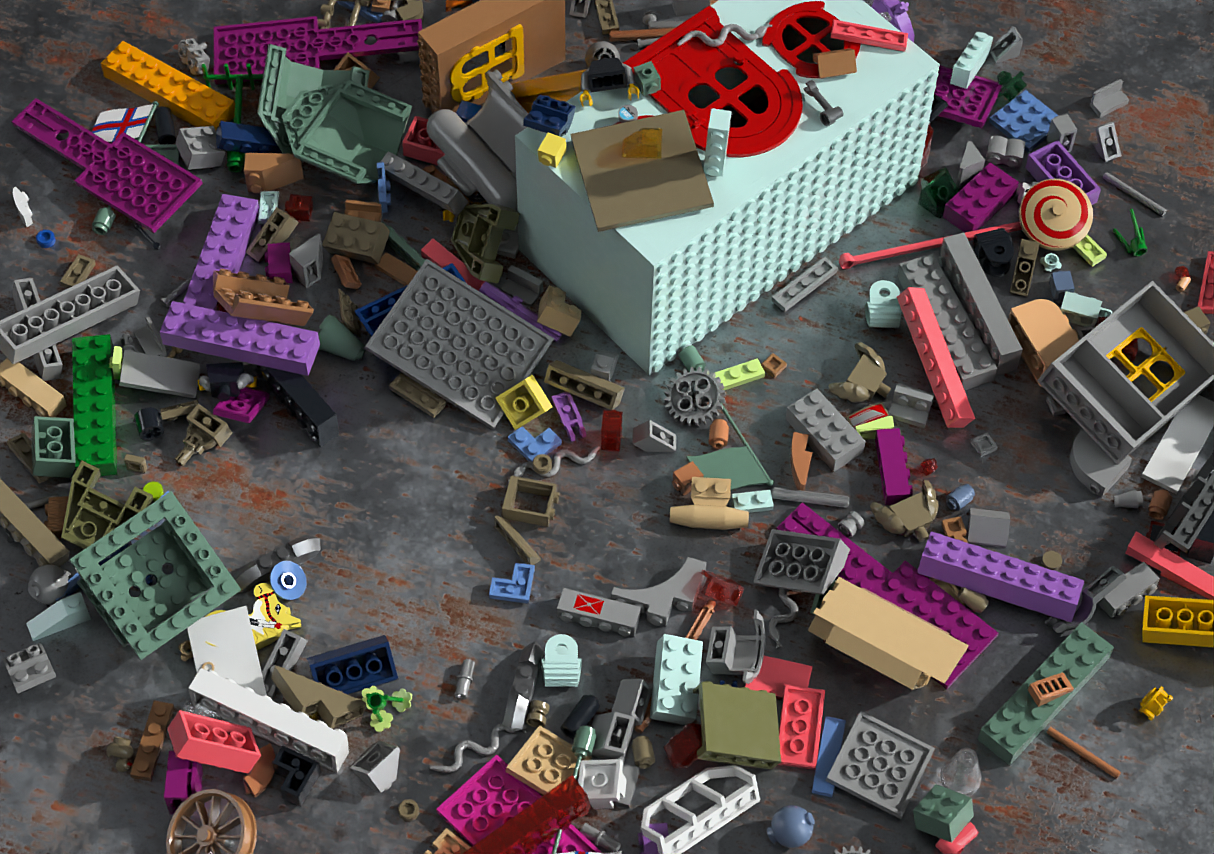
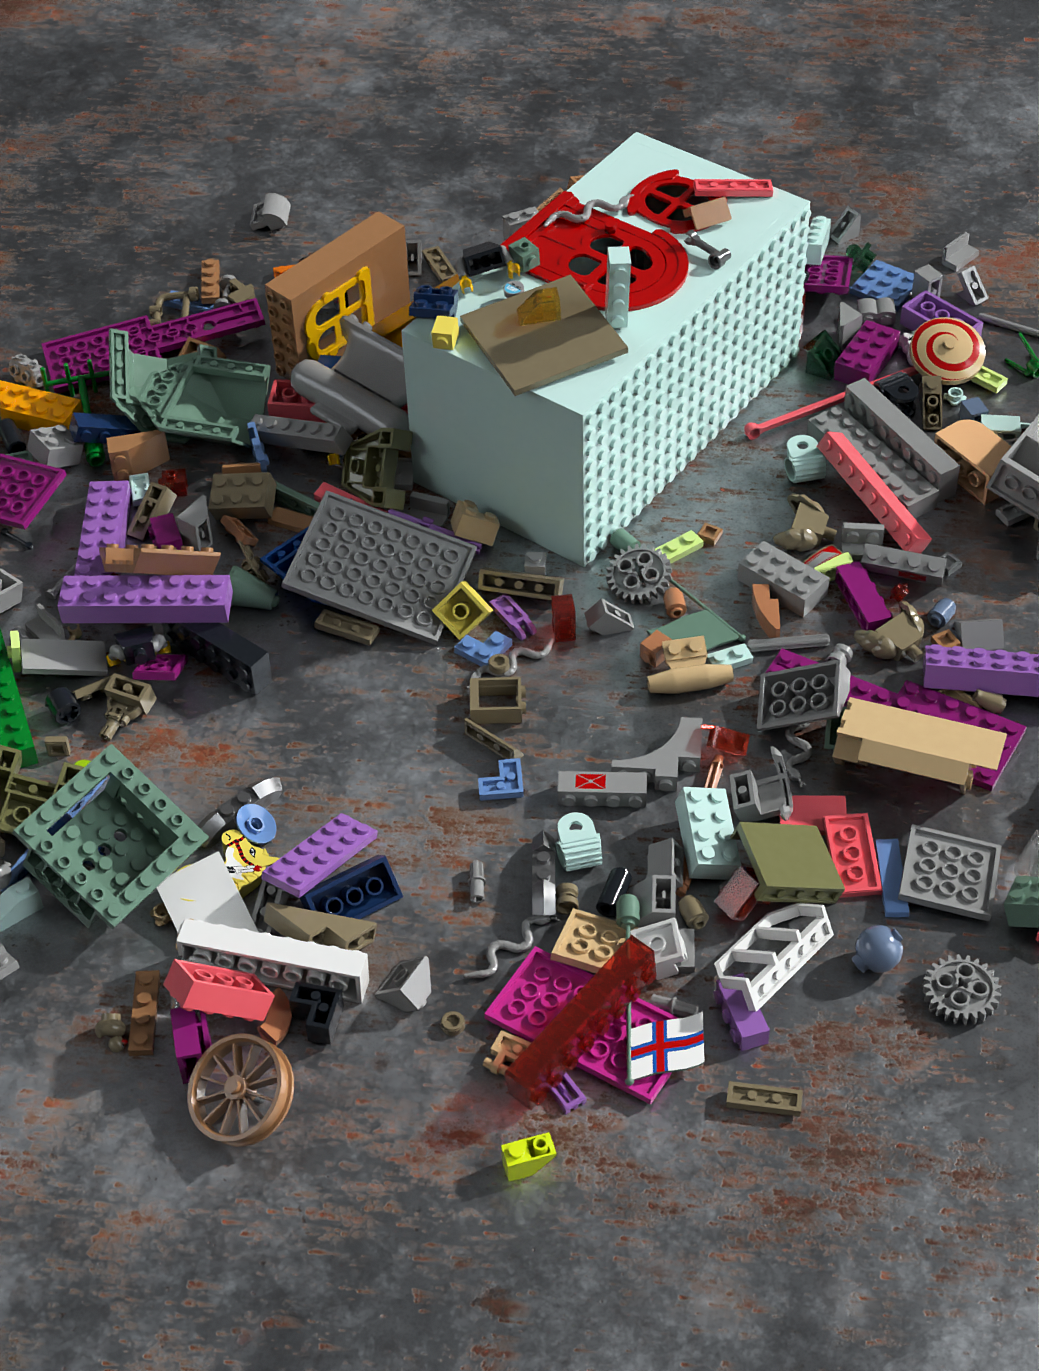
camera: 10 degrees left, 10 degrees down
(333, 626) = (319, 855): none -> medium lavender plate
(376, 701) = (389, 916): yellowish green plant -> none
(804, 284) = (717, 457): light grey plate -> none
(940, 439) = (903, 564): none -> light grey brick

